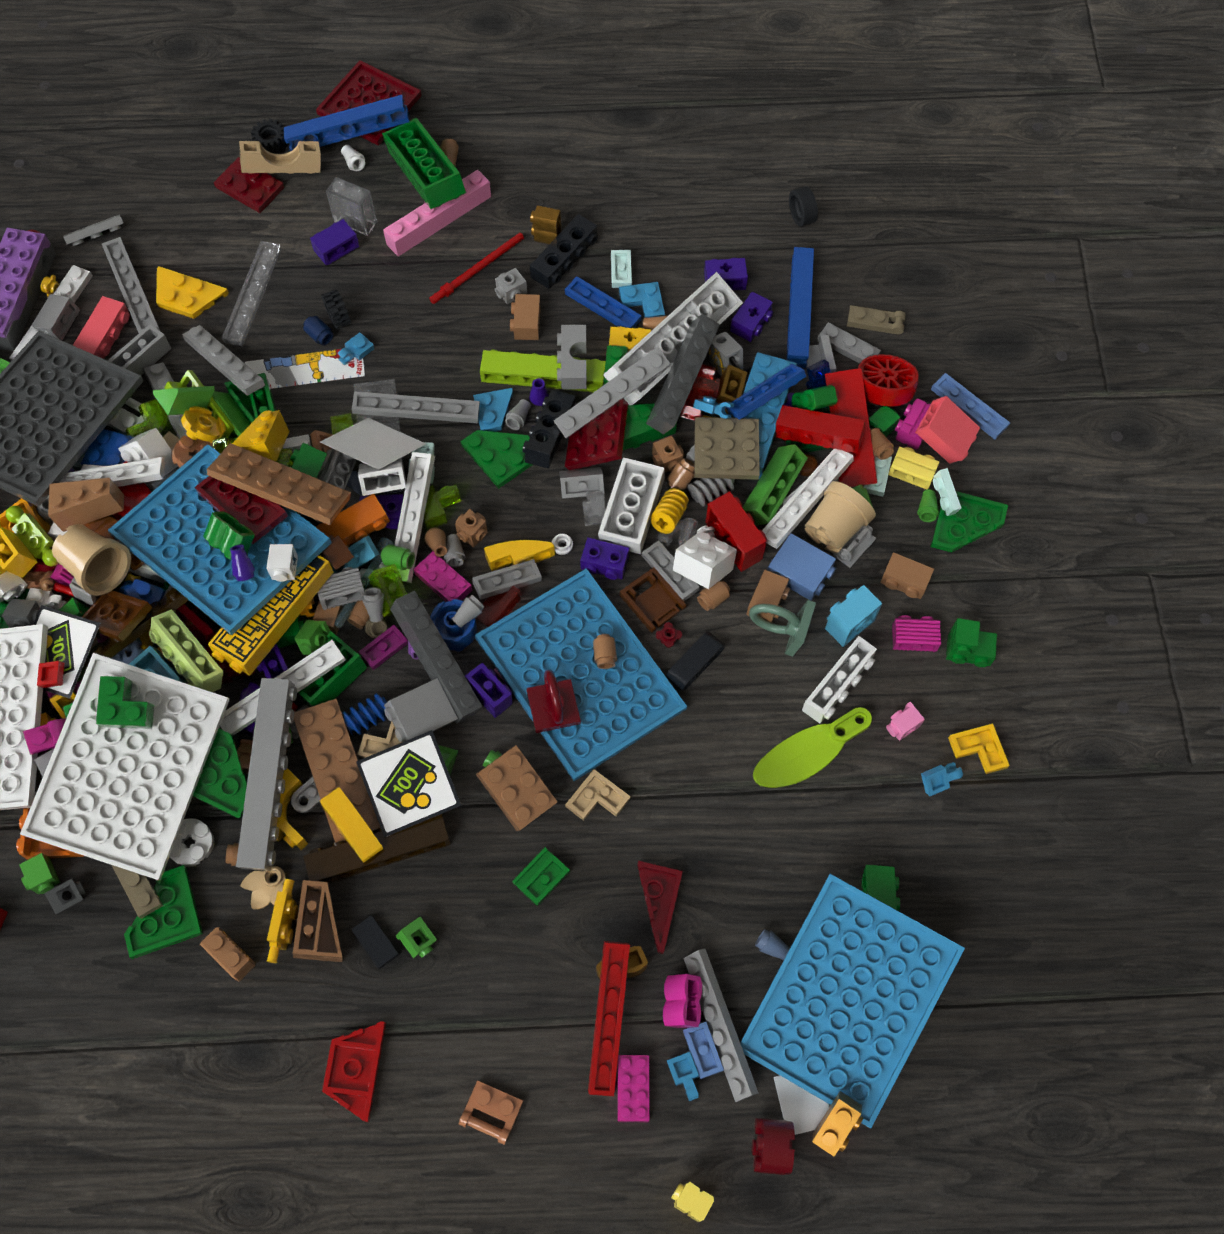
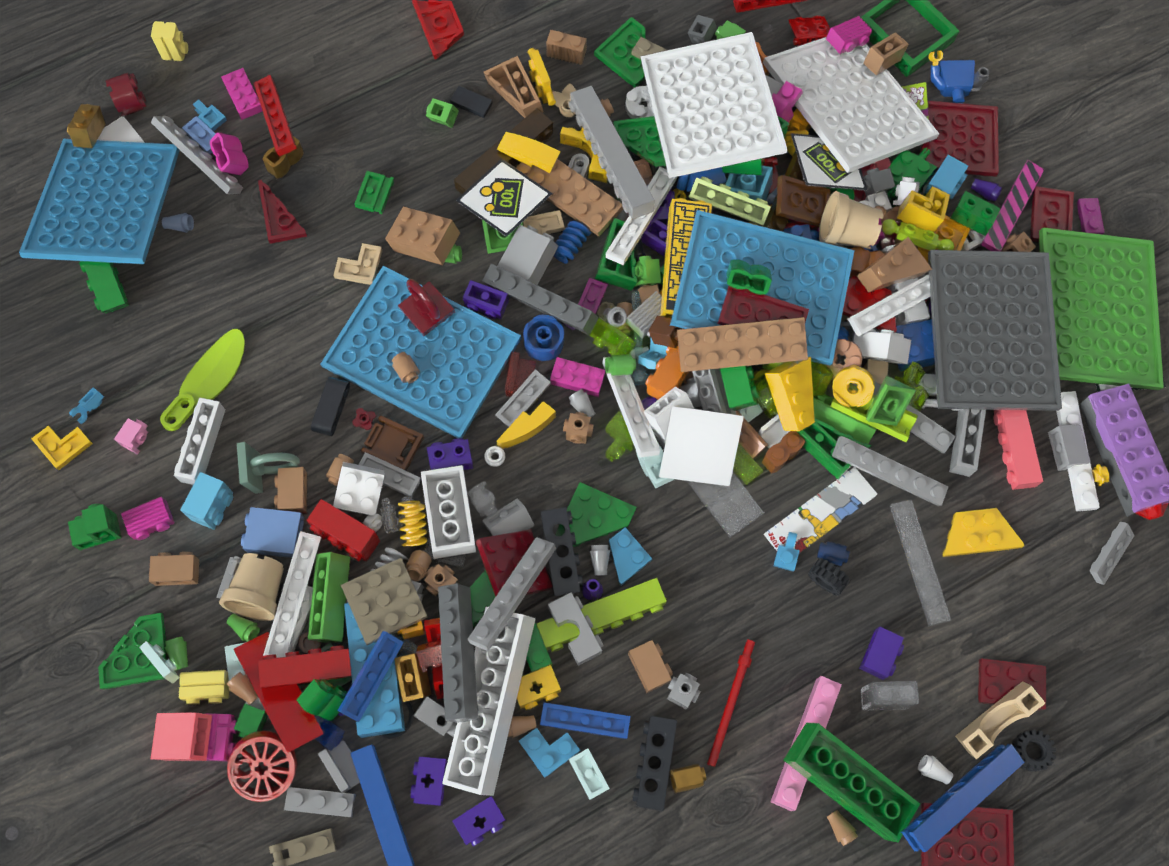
camera: 150 degrees right, 5 degrees up
(50, 674) = (816, 139): red plate -> none
(117, 710) = (738, 119): green brick -> none
(129, 284) = (1031, 512): light grey plate -> none
(241, 564) = (720, 257): dark purple cone -> none
(282, 562) = (691, 276): white brick -> none
(303, 421) = (783, 451): none -> dark orange brick
(415, 407) = (691, 512): light grey plate -> none
(436, 540) = (599, 401): medium nougat cone -> none
(468, 610) = (531, 342): light grey cone -> none
(494, 1103) = (336, 46): nougat plate -> none
(710, 406) = (416, 632): dark azure plate -> none
(972, 406) = (170, 787): medium blue plate -> none

